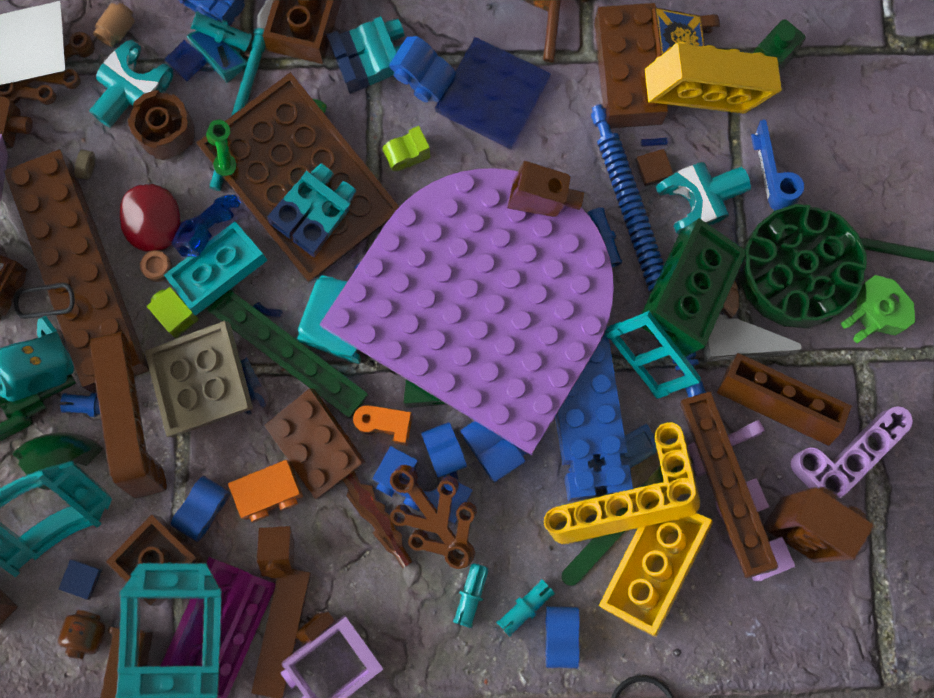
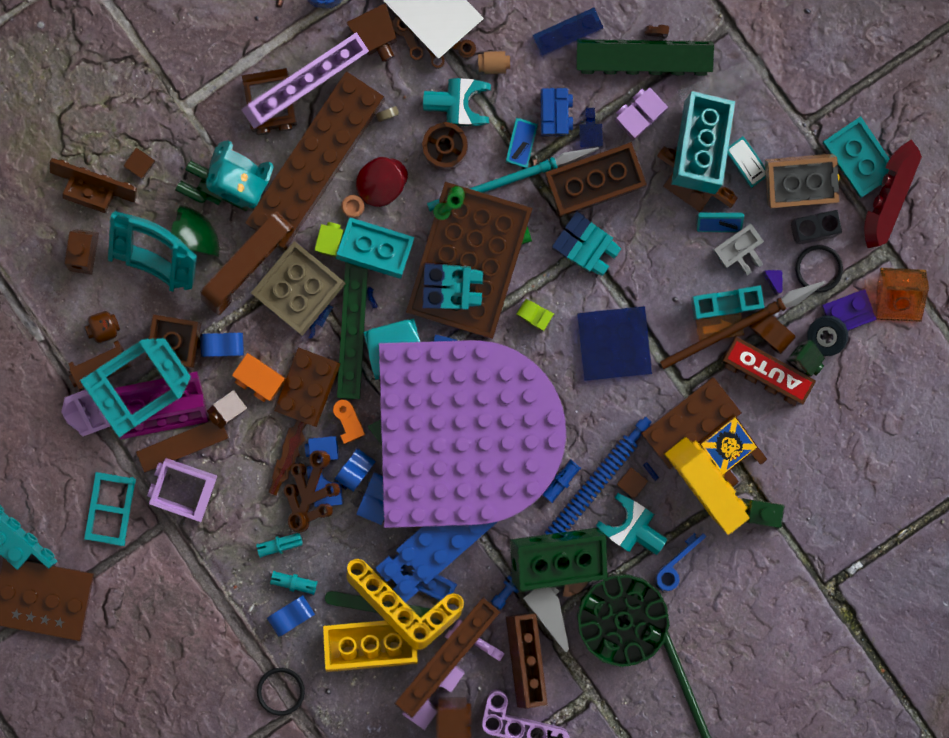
camera: 60 degrees right, 10 degrees up
(47, 313) = (274, 163): black piece -> none
(80, 579) = (132, 301): dark blue tile -> none
(82, 404) = (239, 232): blue pin -> none
(185, 60) = (500, 127): clear blue plate -> none
(194, 233) = (389, 217): clear blue piece -> none
(221, 31) = (531, 124): teal pin -> none
(314, 627) = (198, 464): reddish brown tile -> none
(422, 69) = (594, 290): blue brick -> none
(542, 191) = (546, 421): reddish brown torso -> none
(668, 348) = (506, 568): teal window -> none
(880, 310) = (624, 685): bright green hinge -> none

